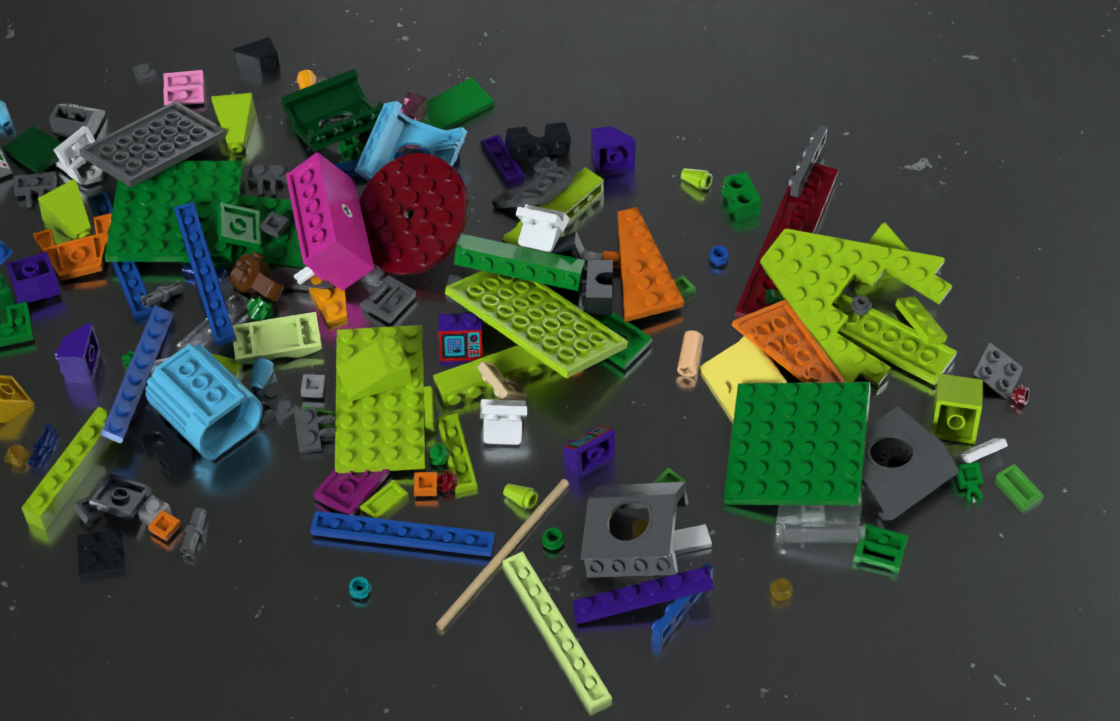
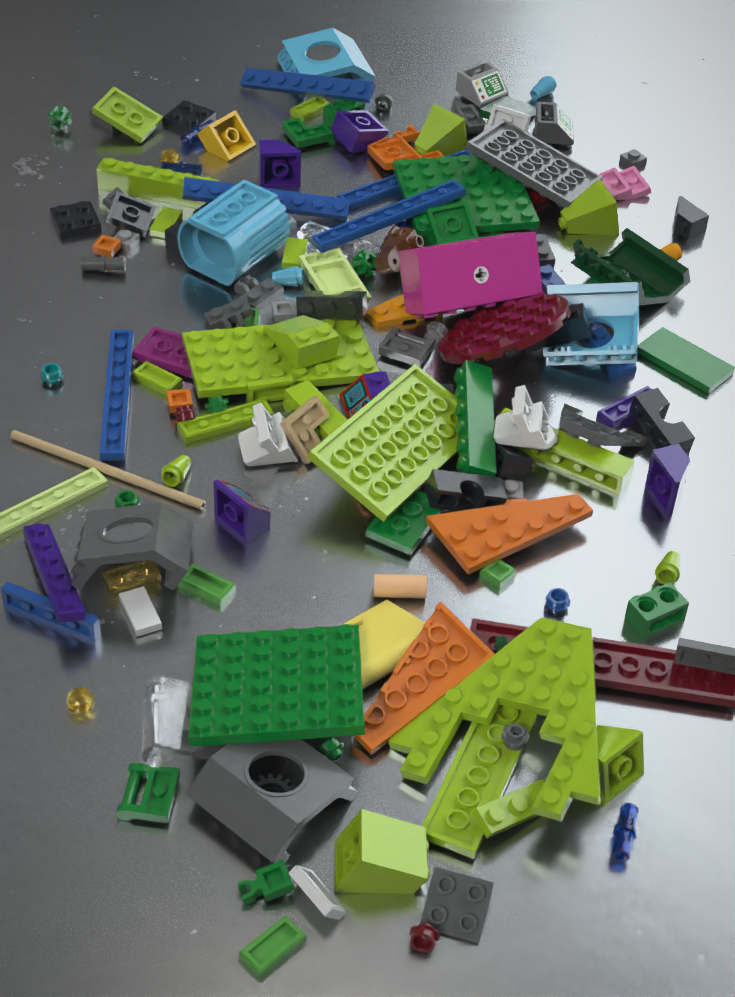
camera: 75 degrees right, 10 degrees down
(133, 469) = (164, 220): none -> lime tile
(162, 294) = (364, 203): dark grey pin -> none
(321, 357) = (342, 306): none -> black arch
(414, 106) = (659, 323): clear pink brick -> none
(950, 266) = (625, 832): none -> clear blue pin

